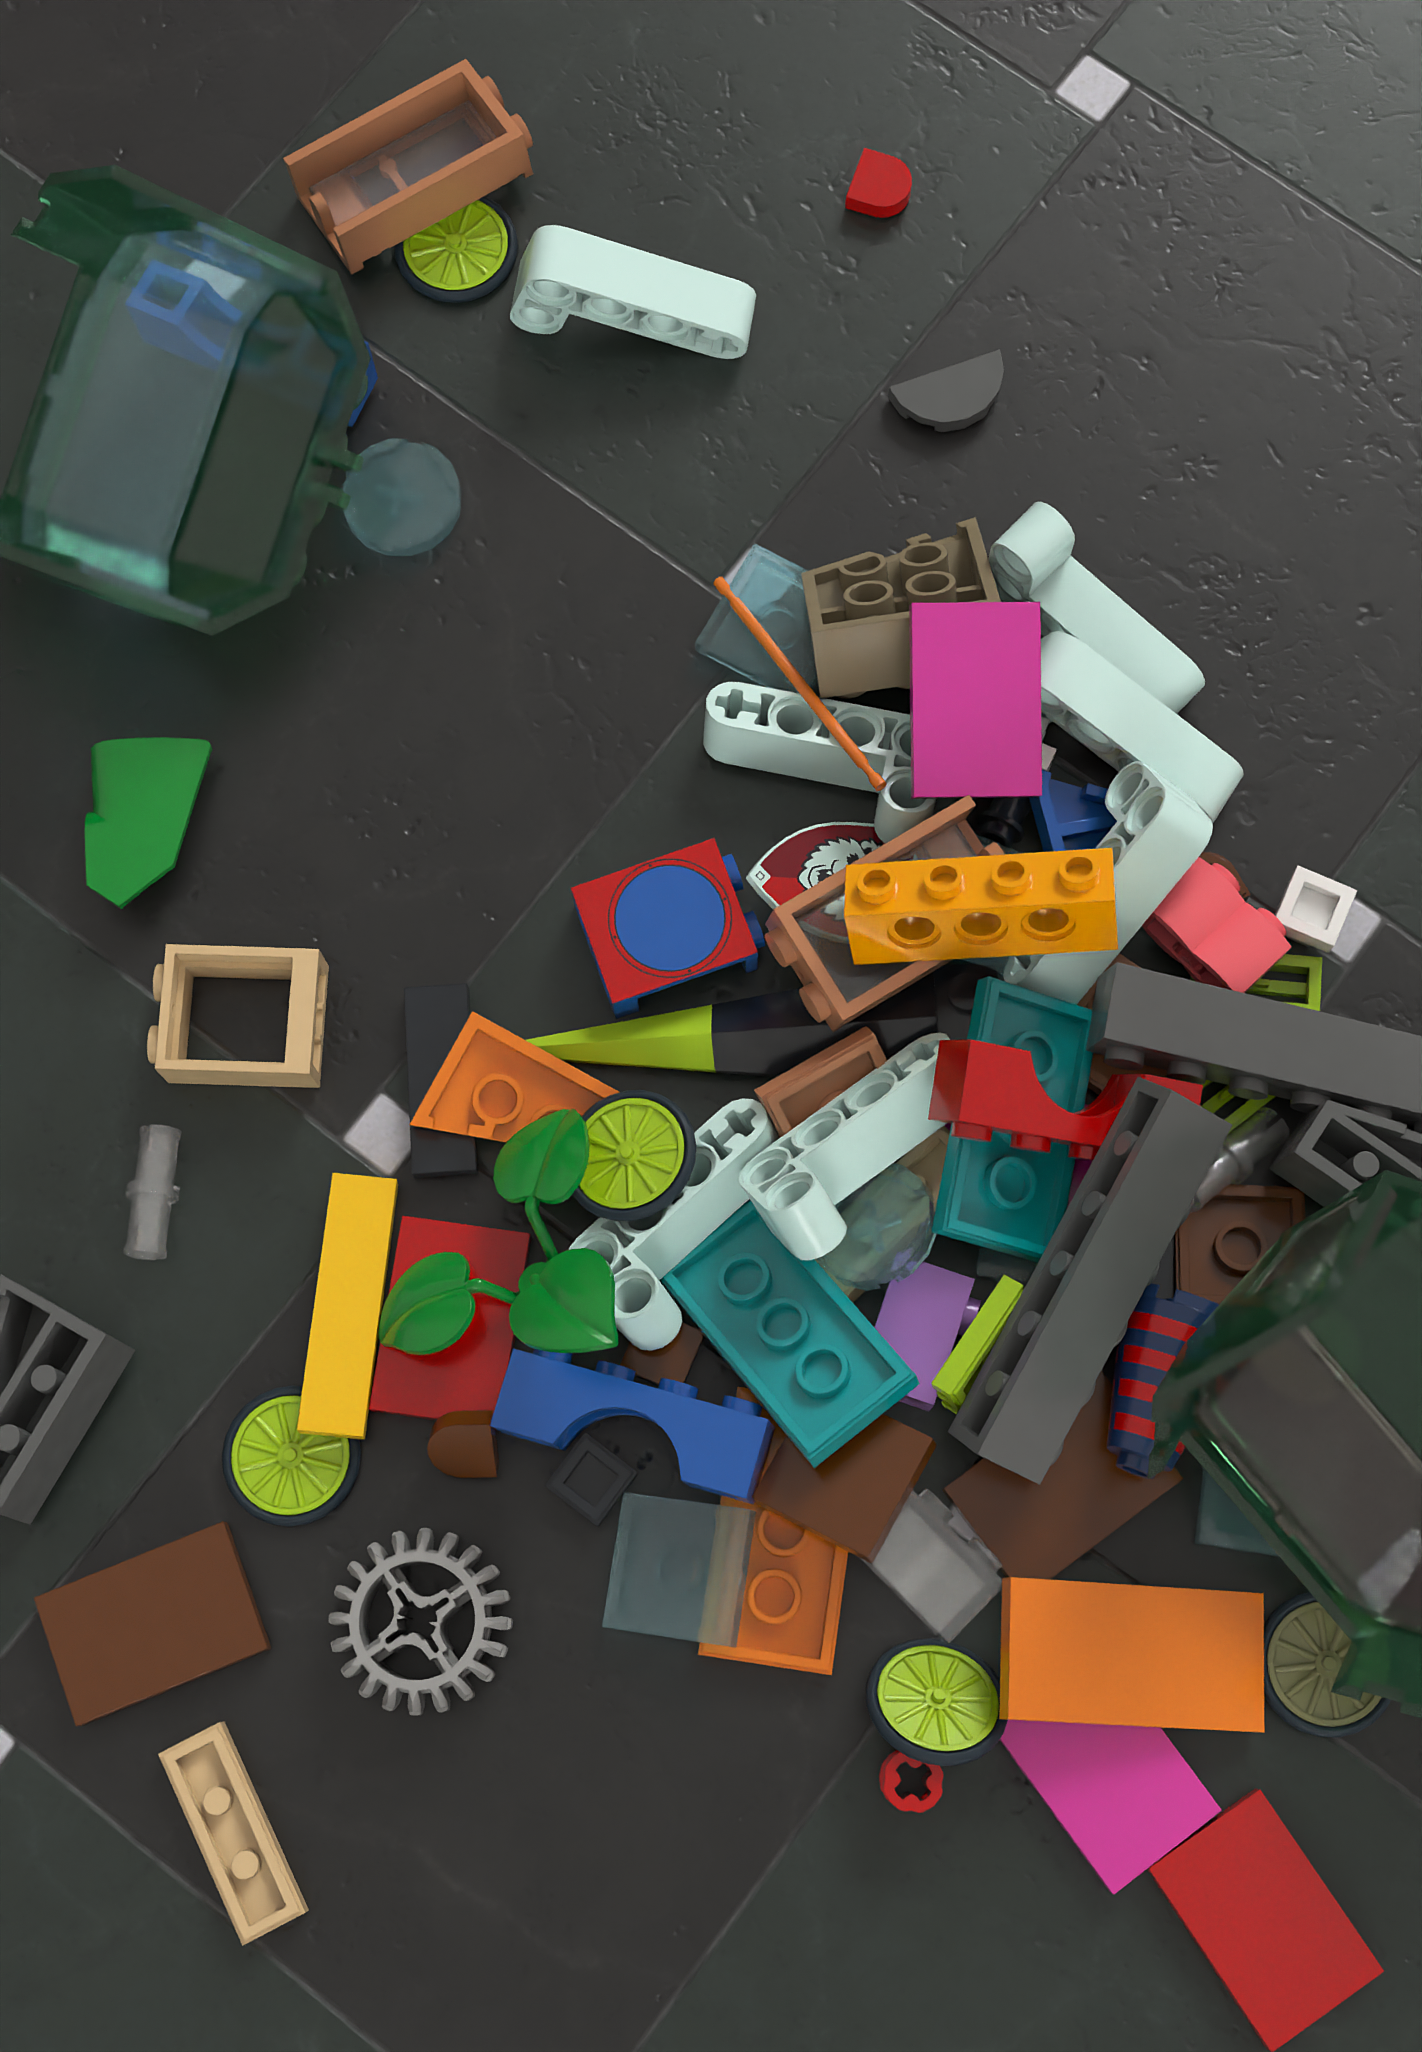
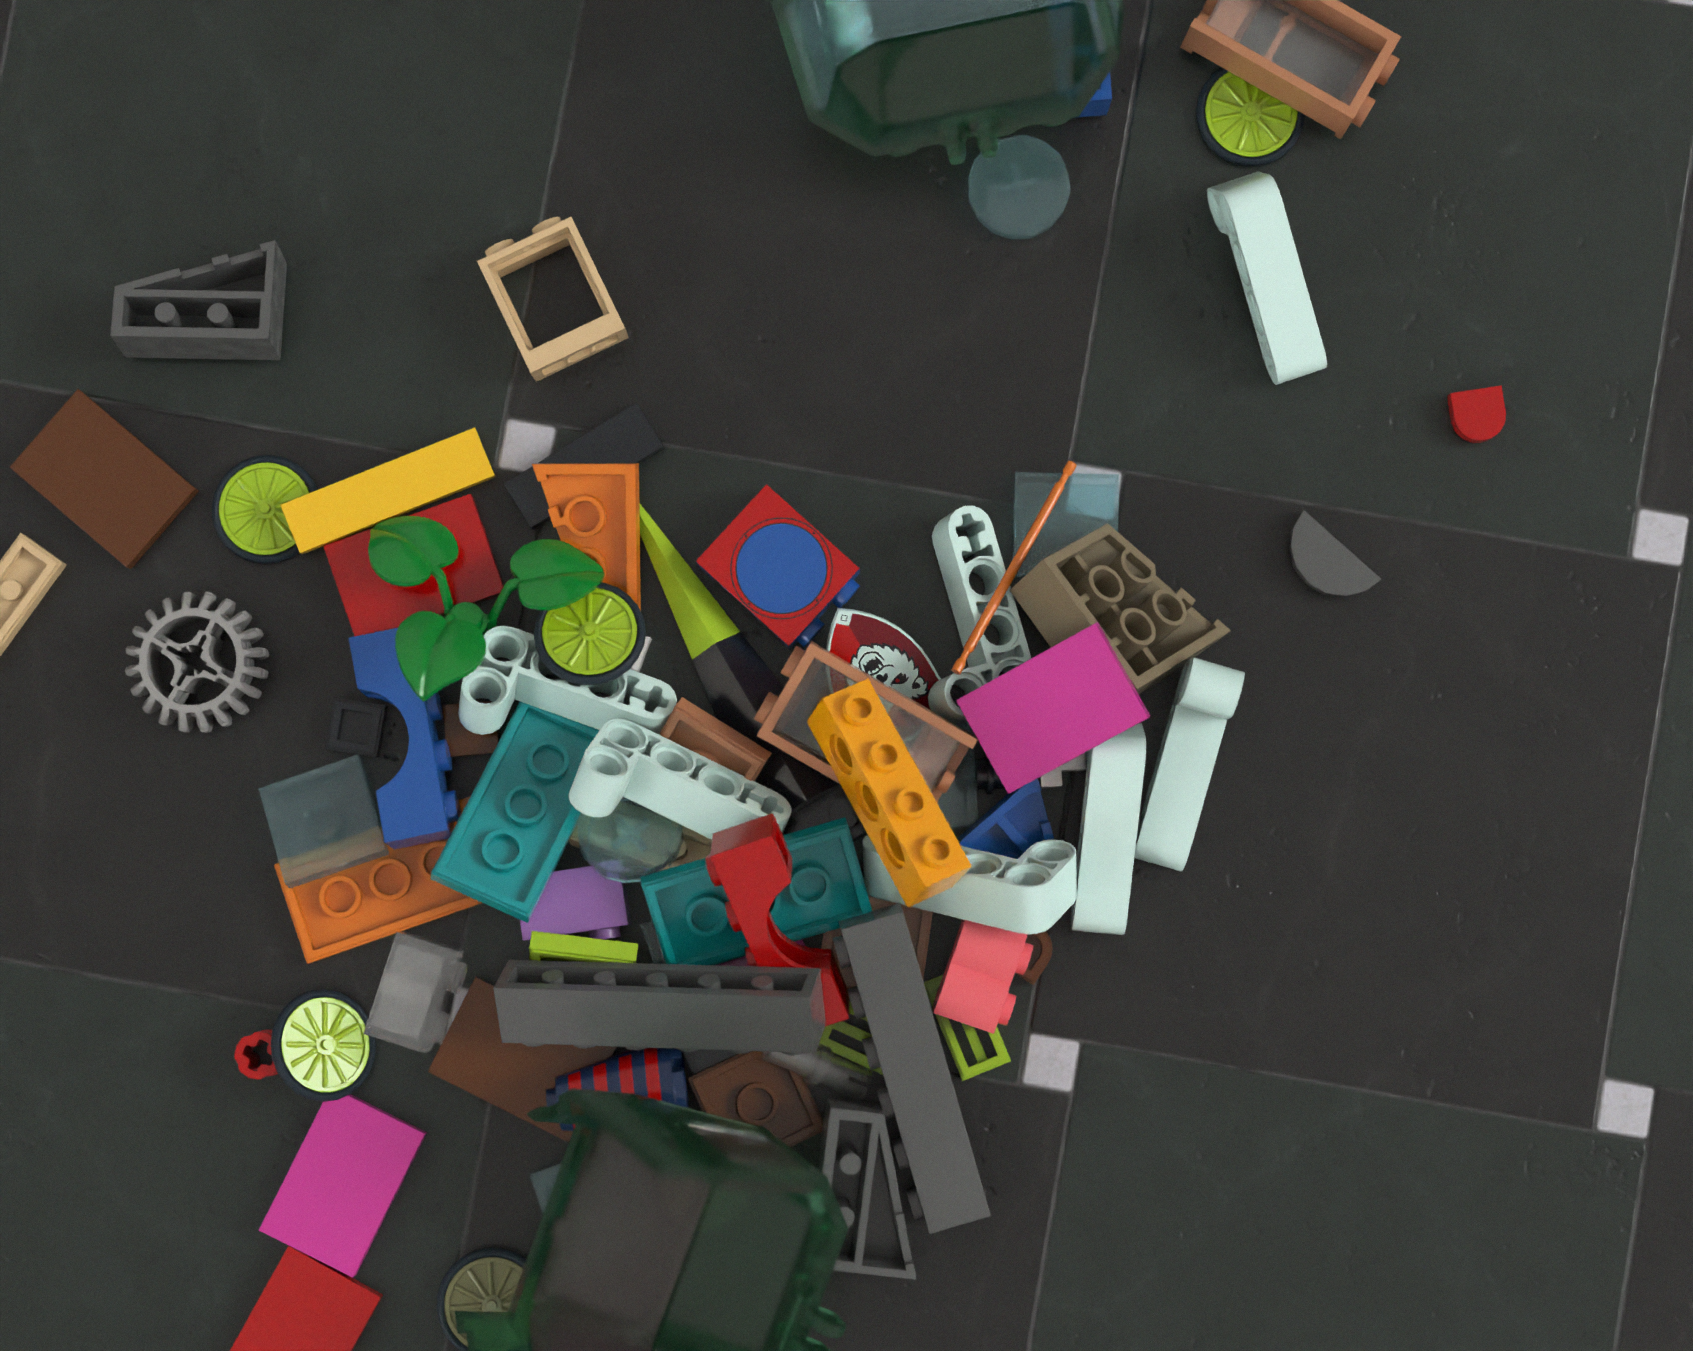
camera: 60 degrees right, 10 degrees up
(139, 811) = (663, 138): green panel -> none
(152, 1192) = (395, 308): clear pin -> none
(464, 1444) = (331, 626): reddish brown tile -> none
(854, 1491) = (433, 917): reddish brown tile -> none
(1131, 1655) = (422, 1165): orange tile -> none
(1314, 909) = (1040, 1036): white tile -> none

